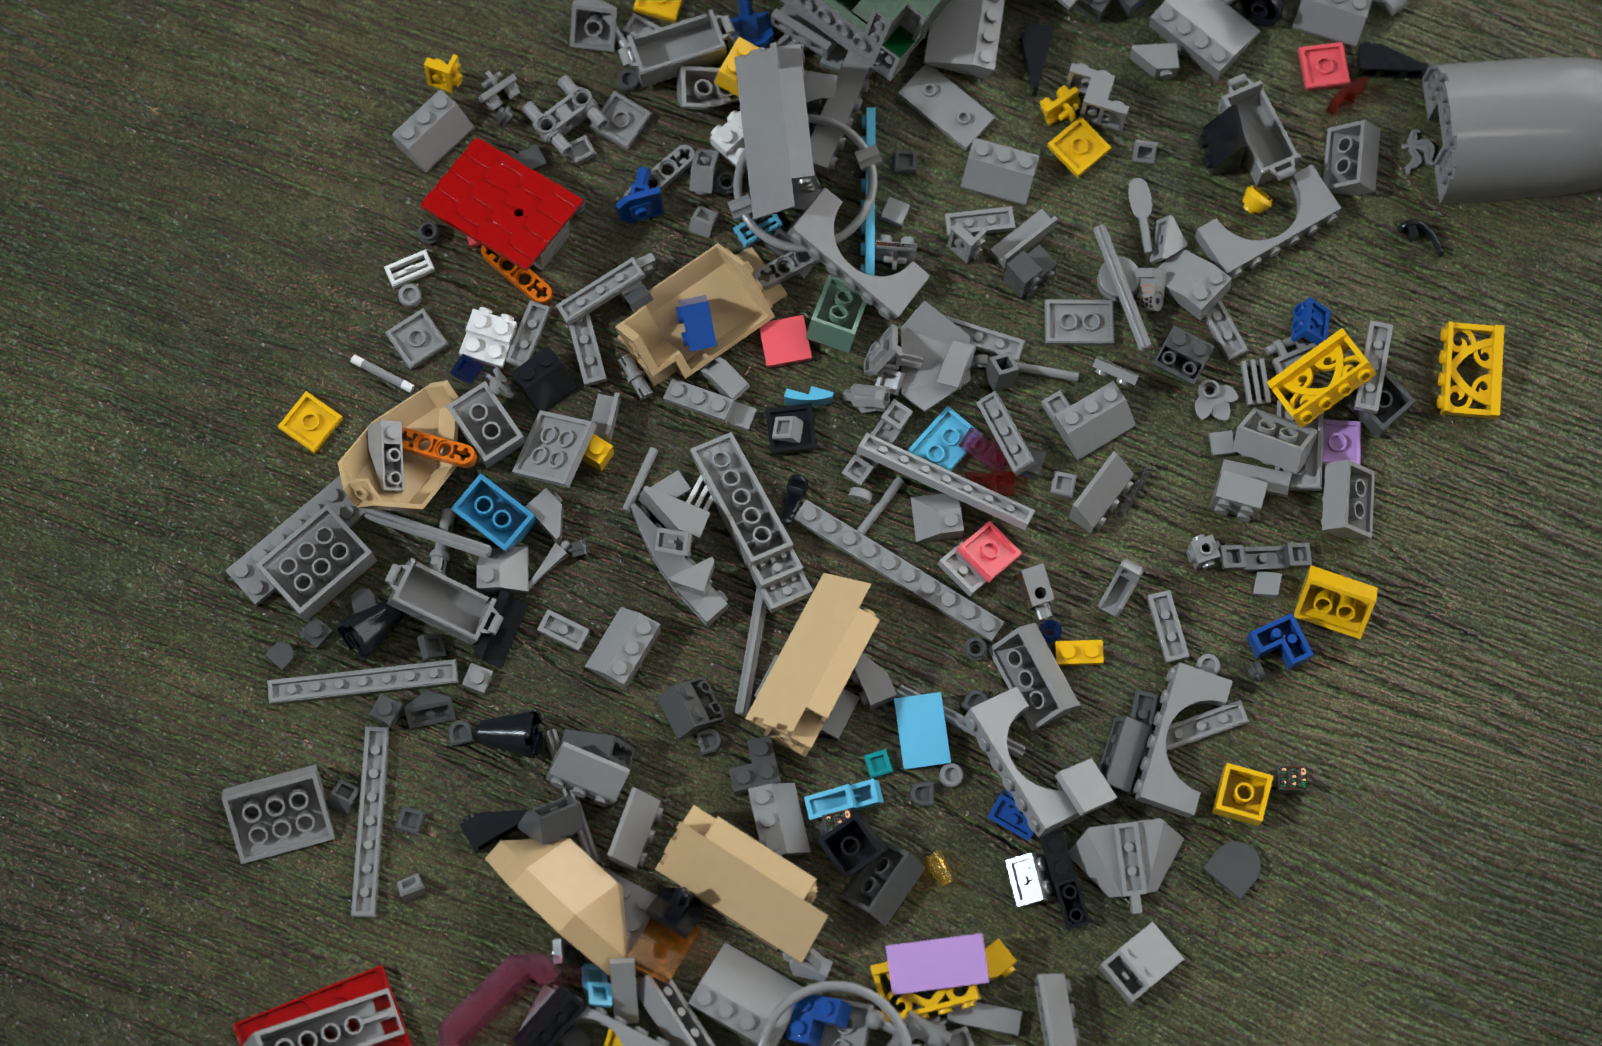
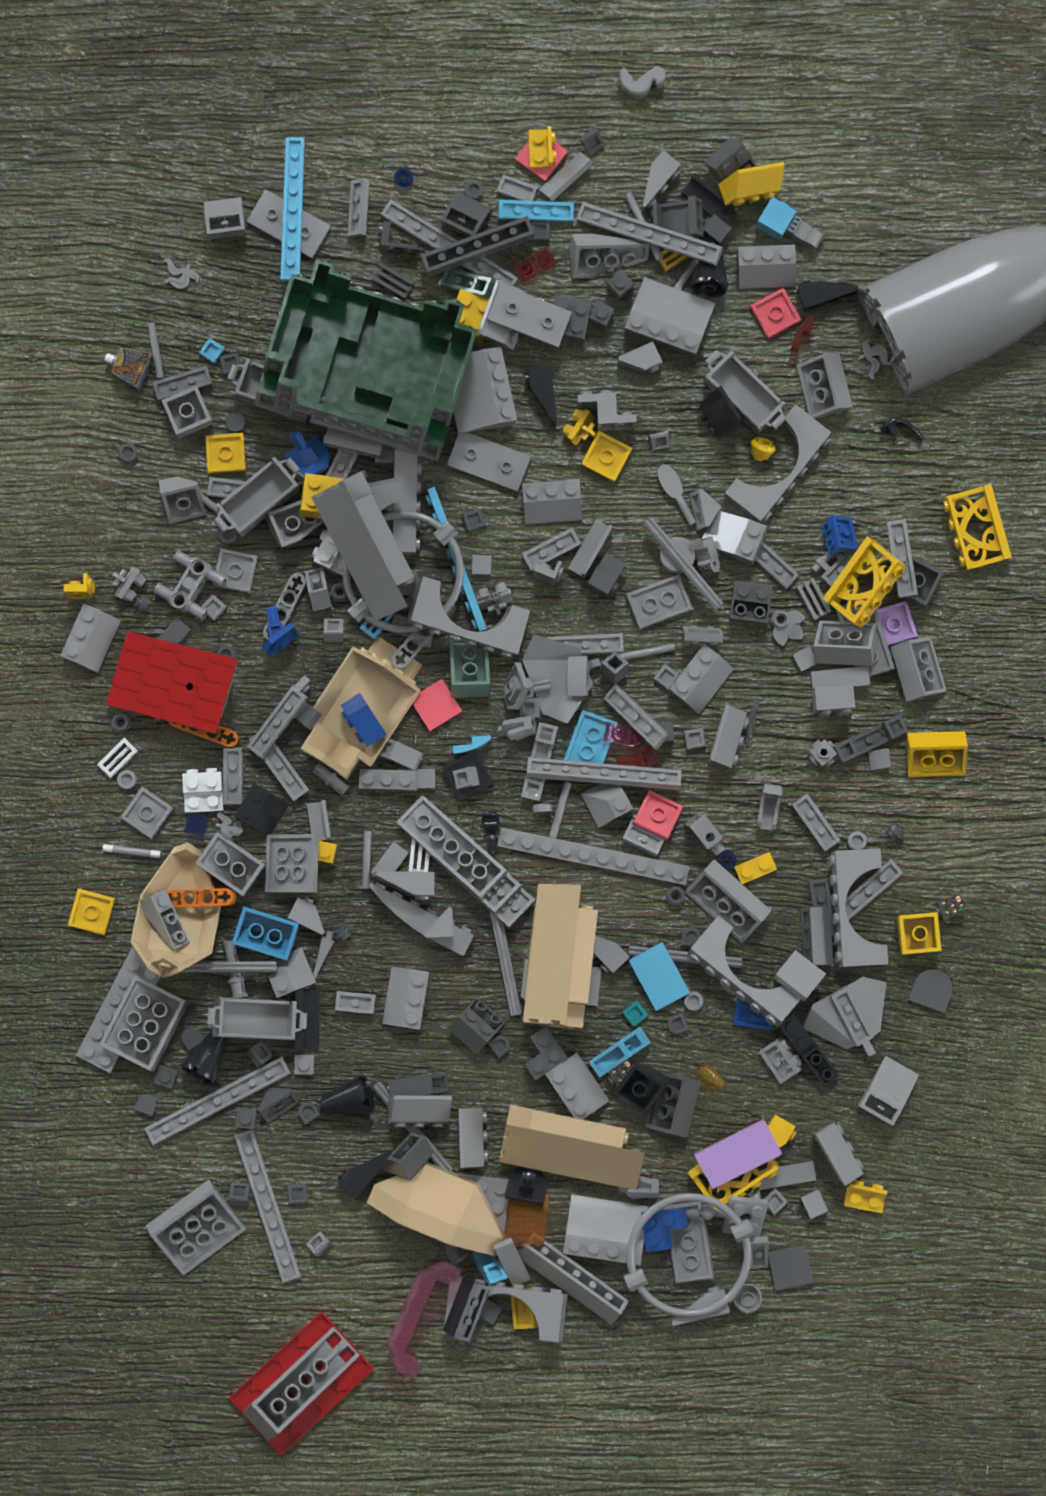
camera: 20 degrees left, 10 degrees up
(673, 541) = (414, 905): light grey slope -> none
(1283, 636) = (908, 798): blue brick -> none

